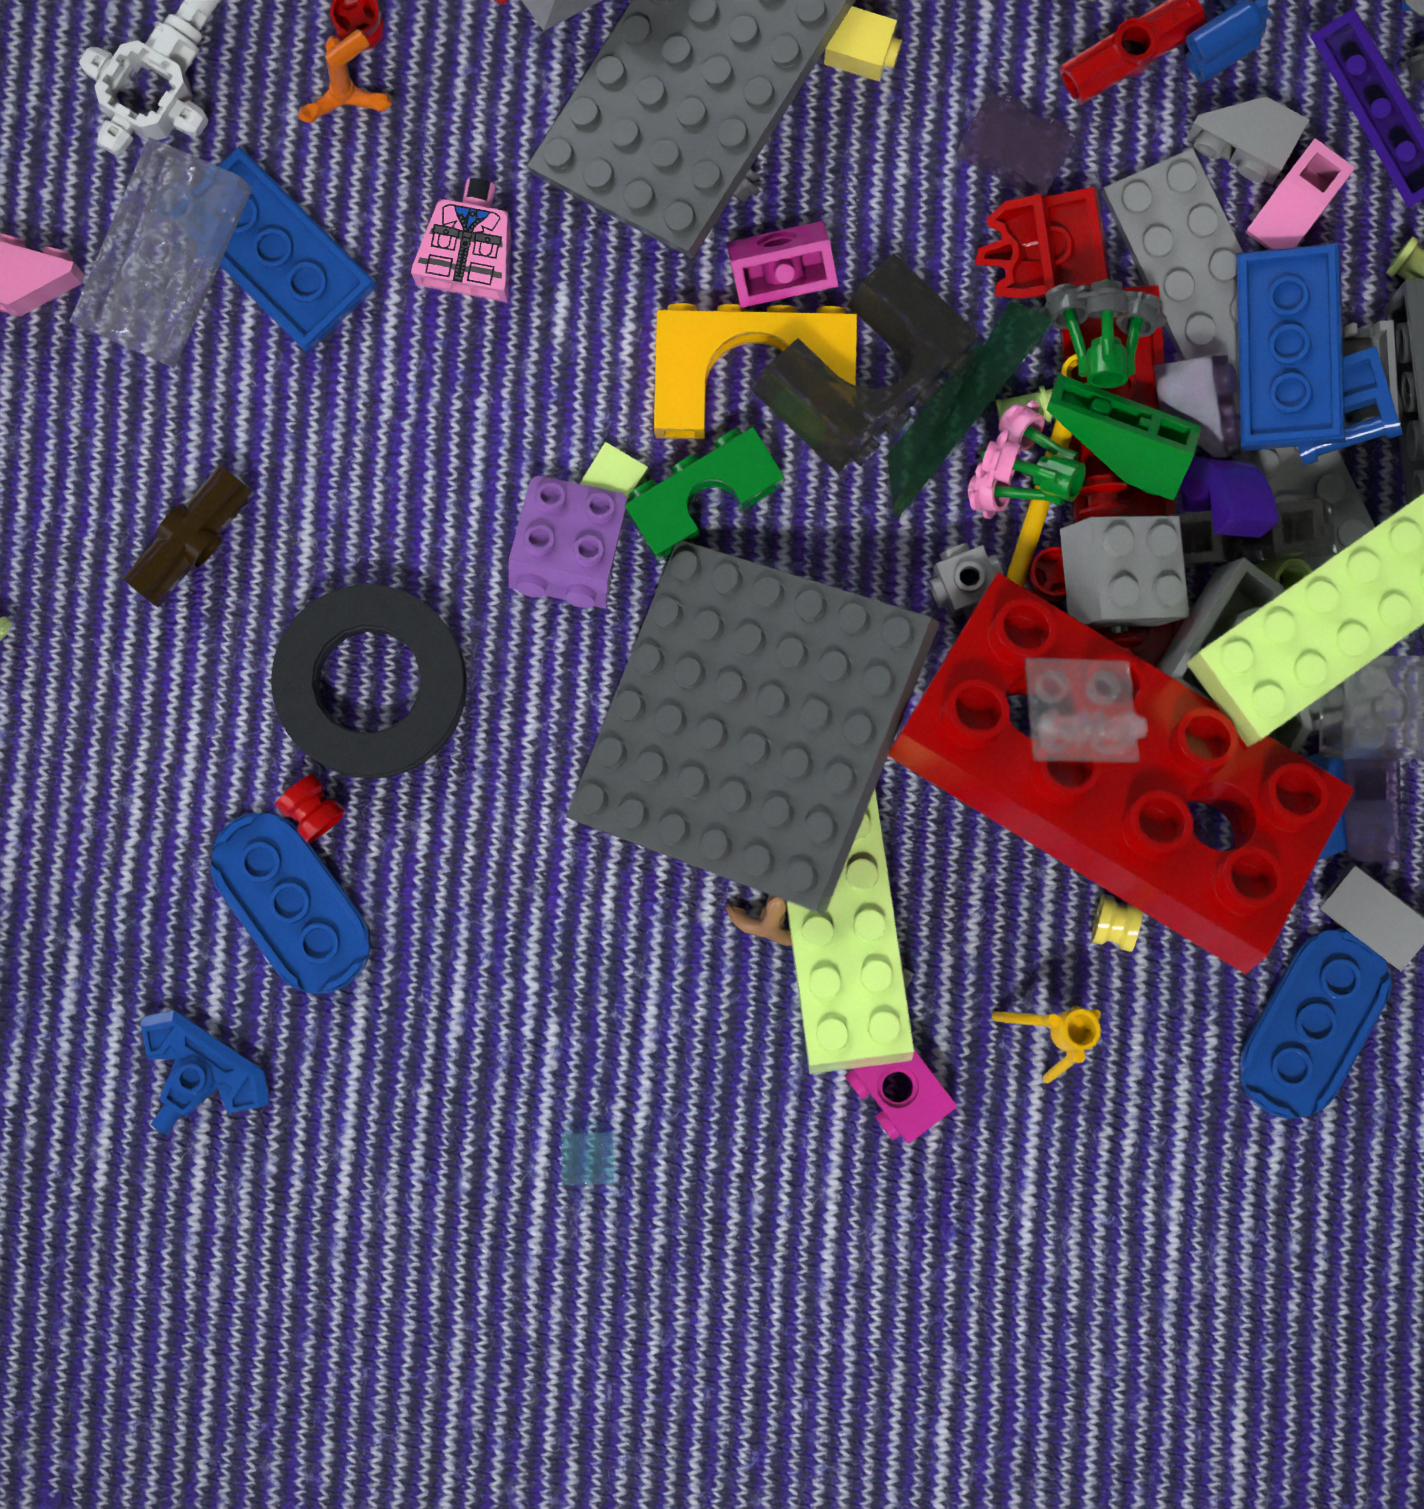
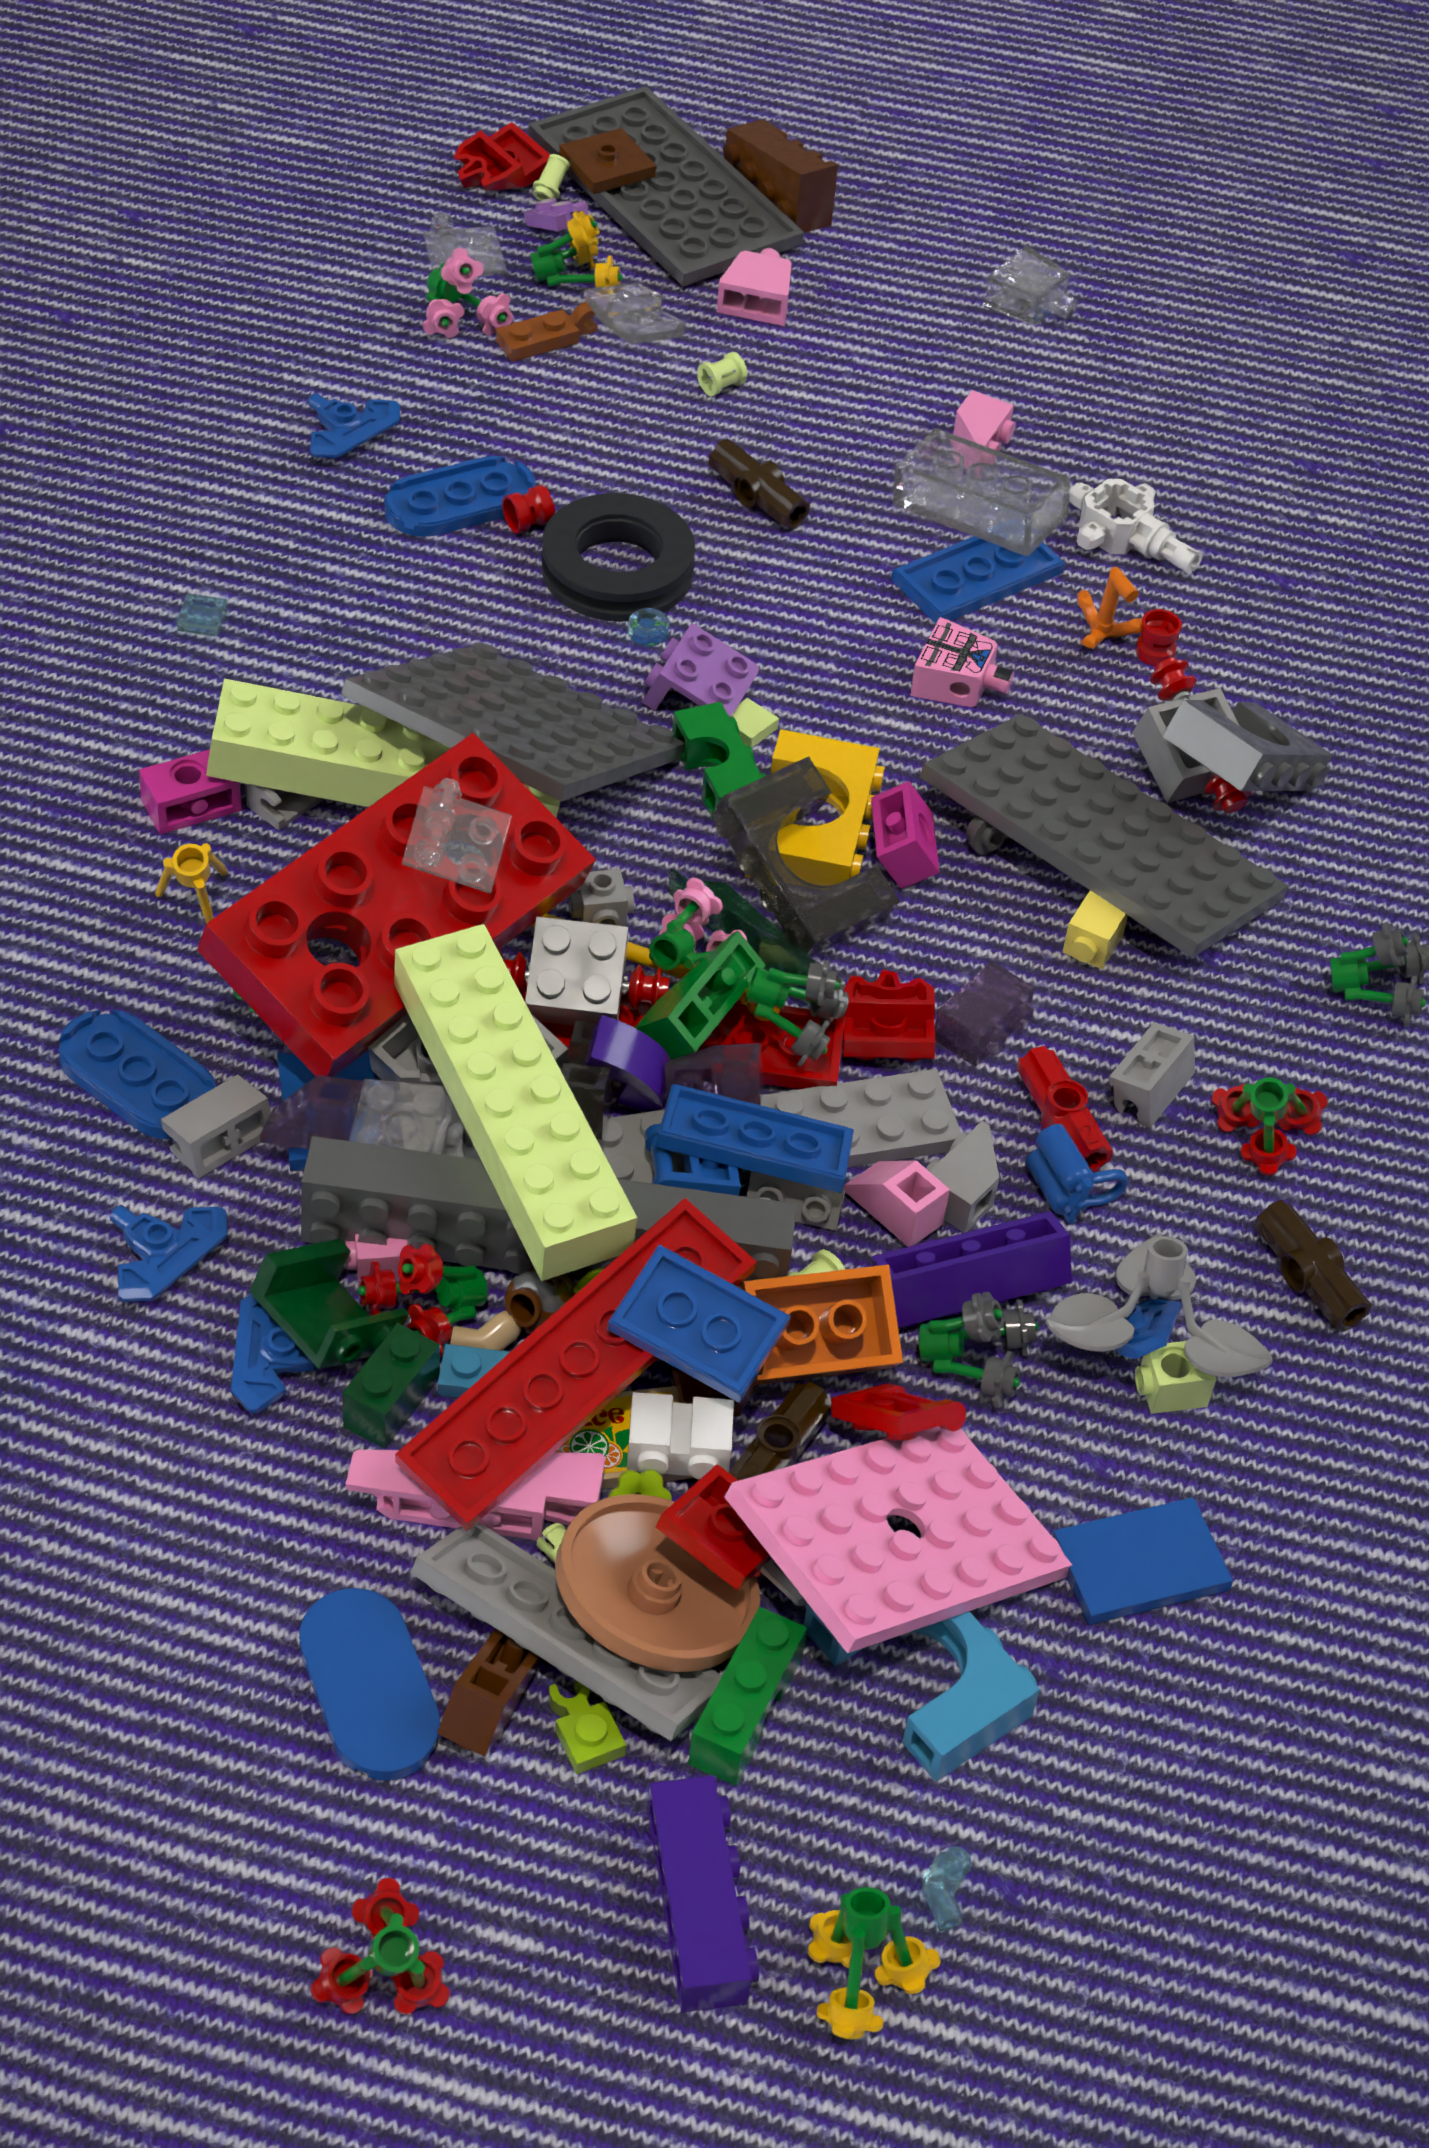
camera: 90 degrees right, 35 degrees down
(474, 624) = (648, 627): none -> clear light blue tile

